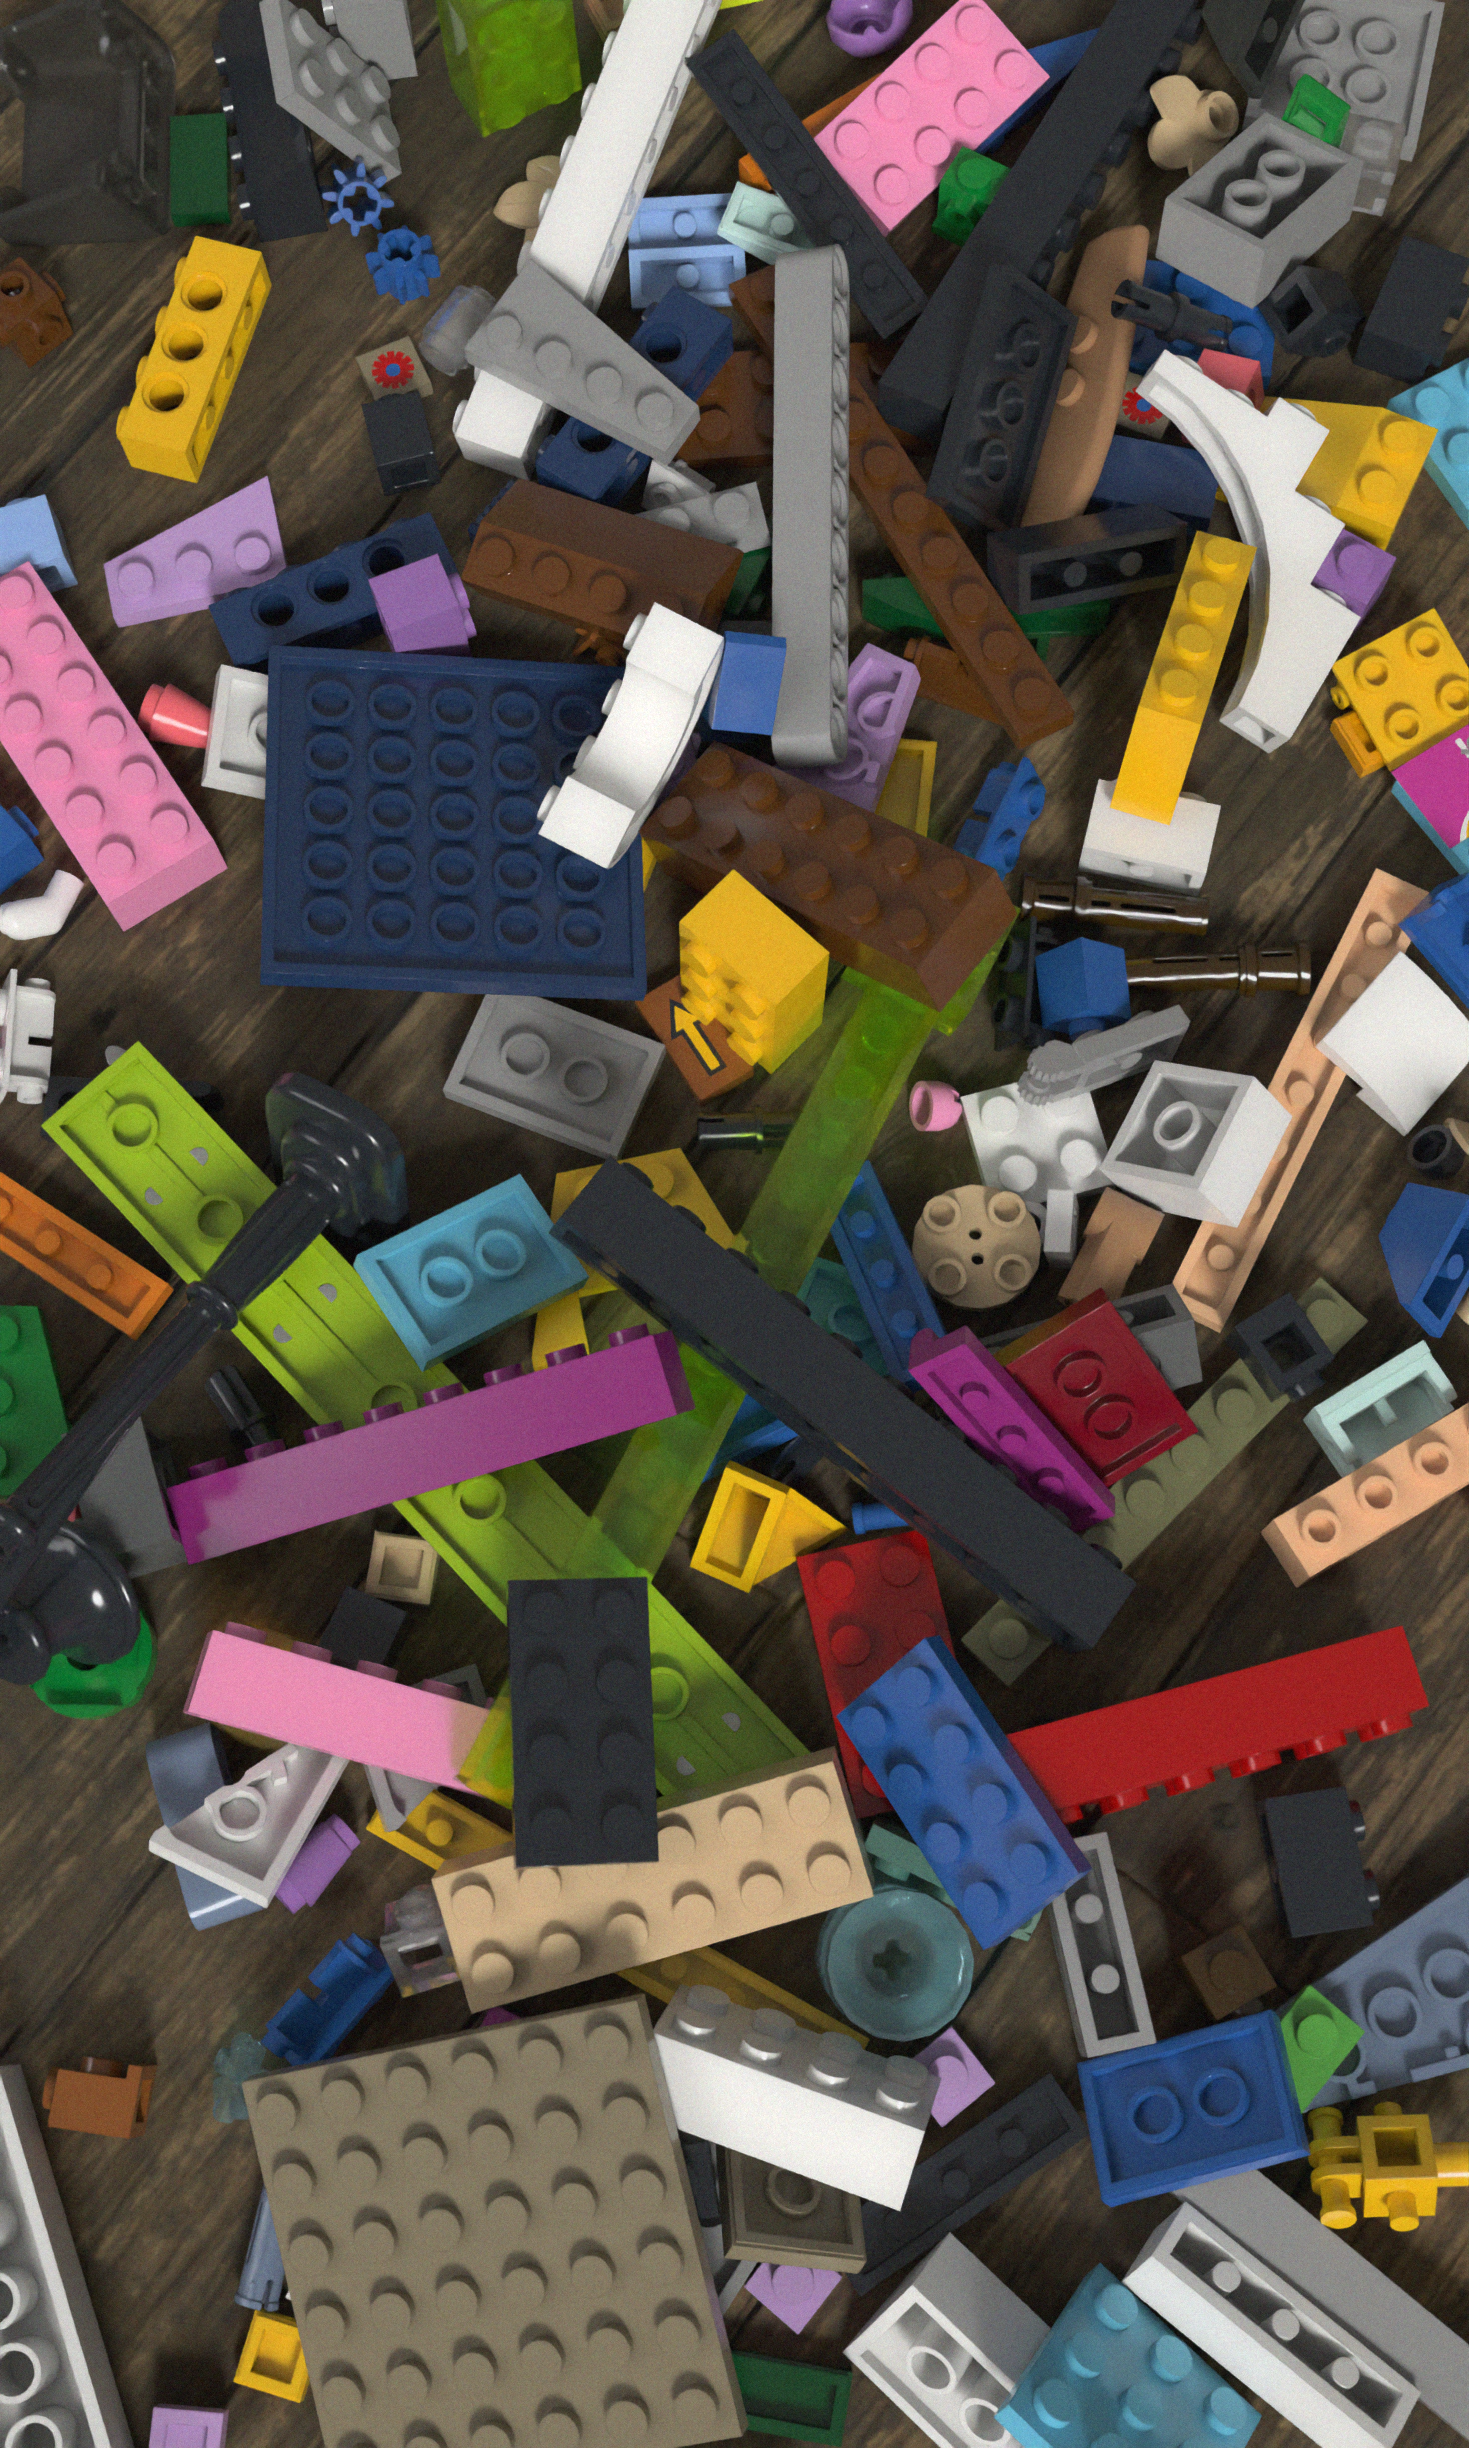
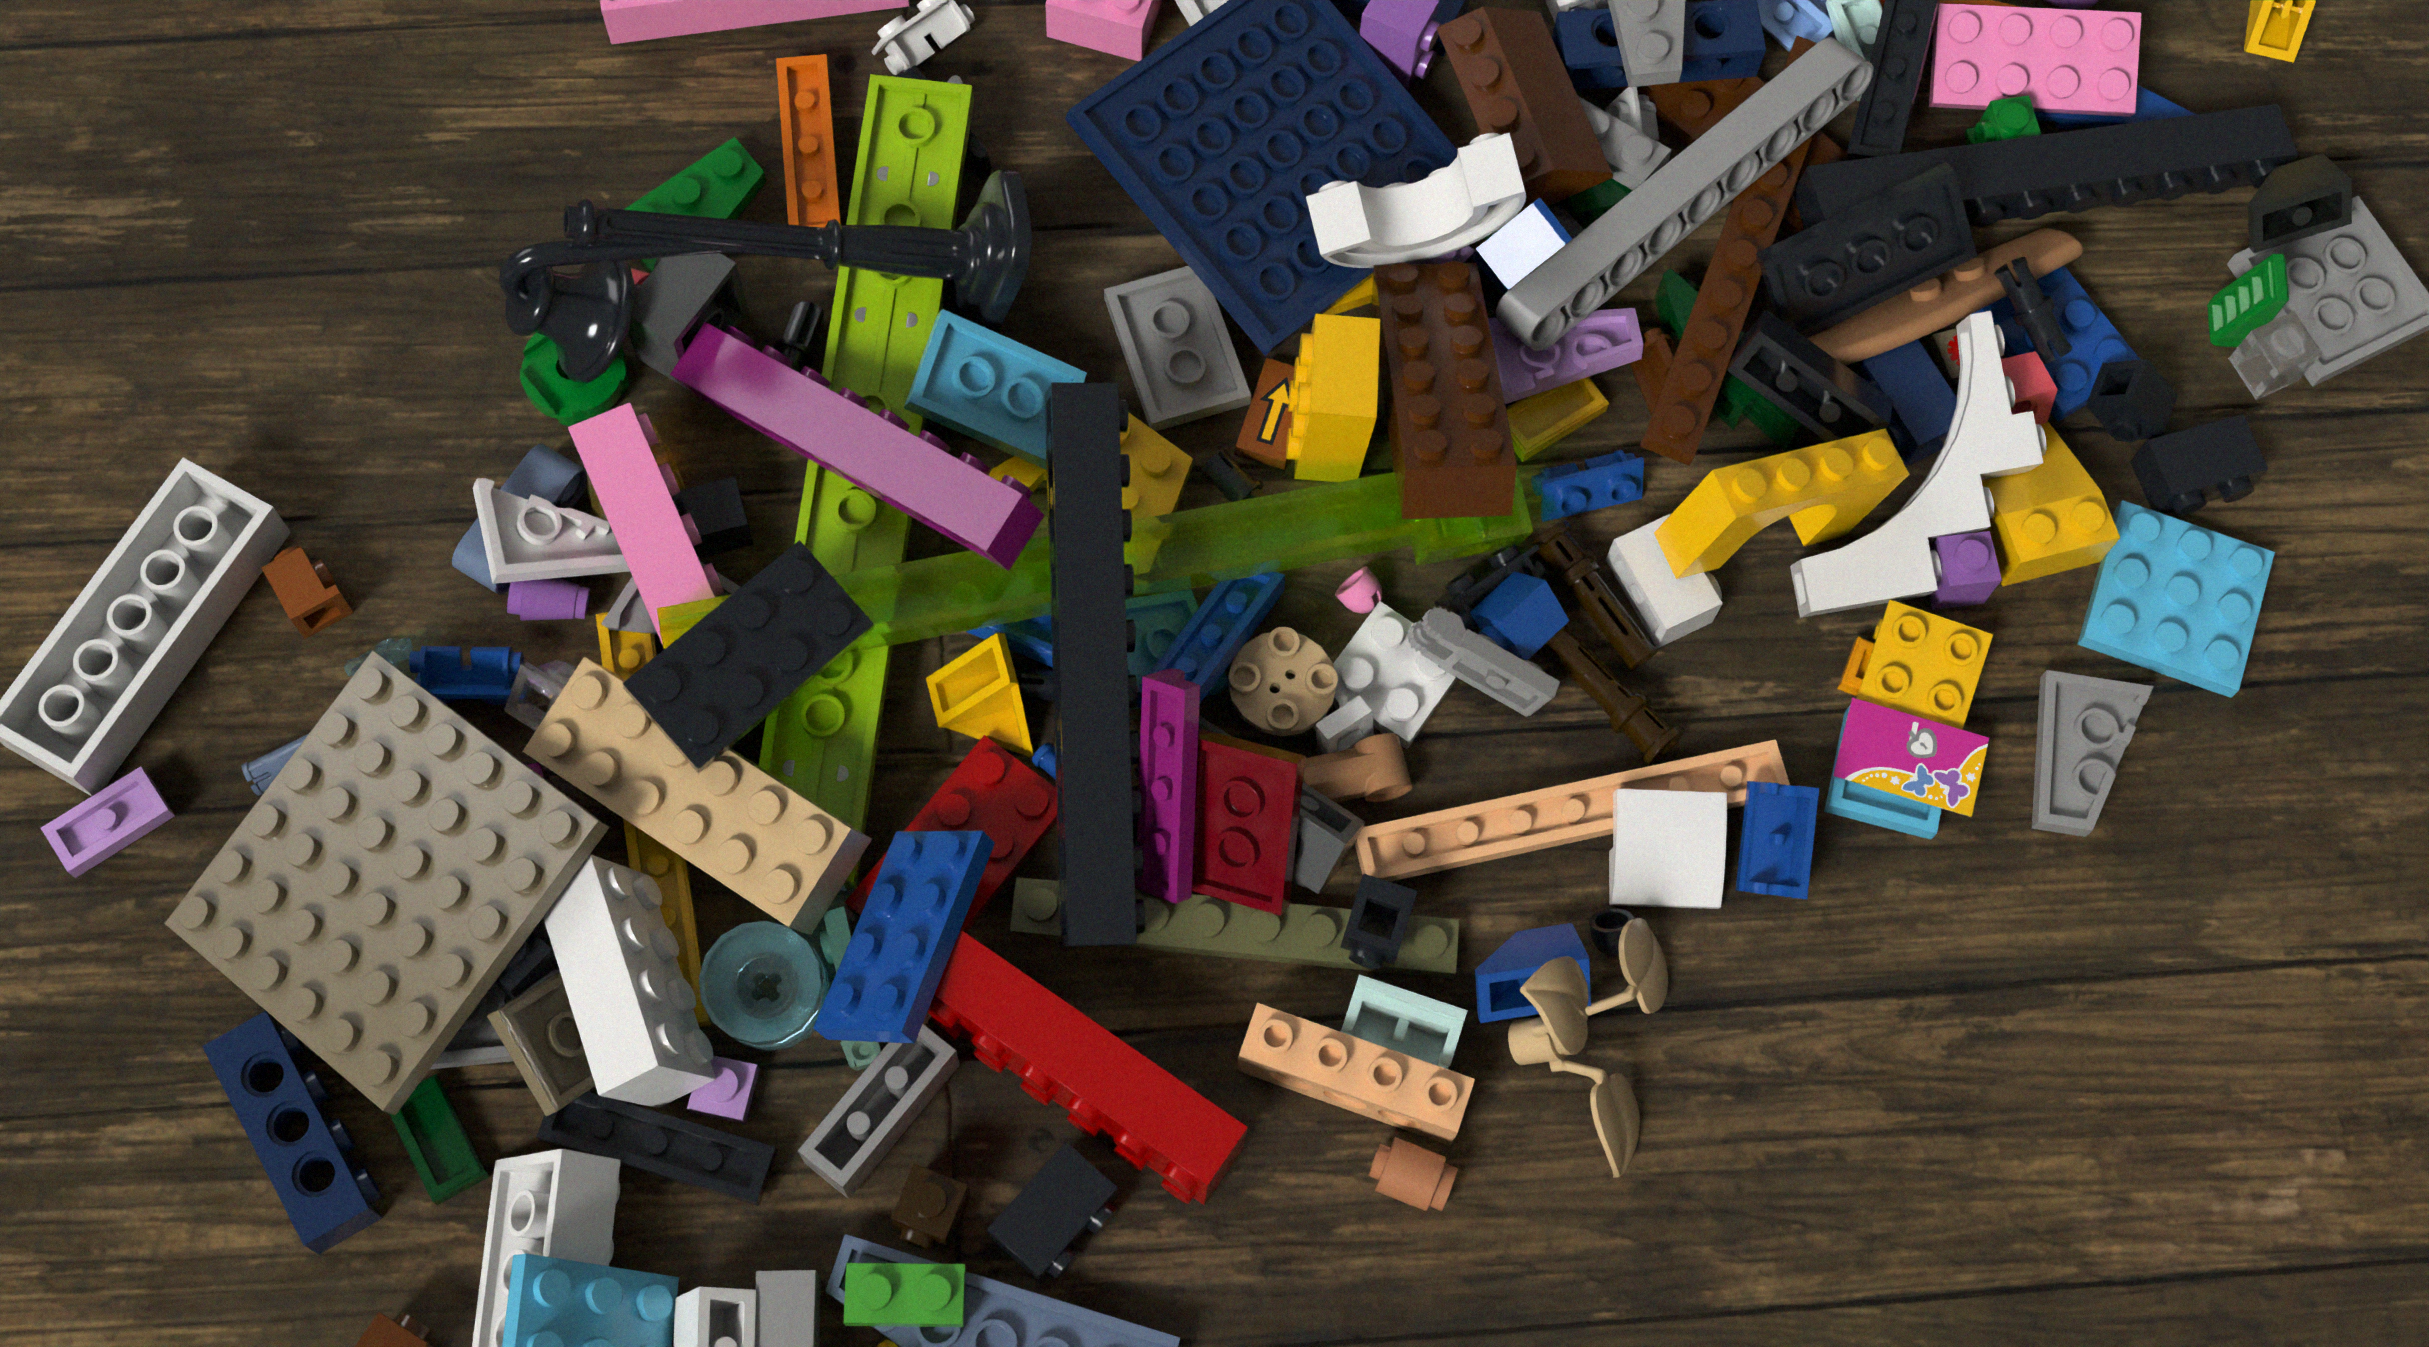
camera: 40 degrees right, 5 degrees down
(274, 2357) = (223, 814): yellow tile -> none
(402, 1569) = (775, 509): tan tile -> none
(792, 2291) = (509, 1097): lavender plate -> none
(1192, 124) = (2183, 228): tan plate -> none
(1192, 2109) = (820, 1248): blue tile -> none
(1196, 1142) = (1473, 762): white brick -> none
(1258, 209) = (2167, 307): light grey brick -> none

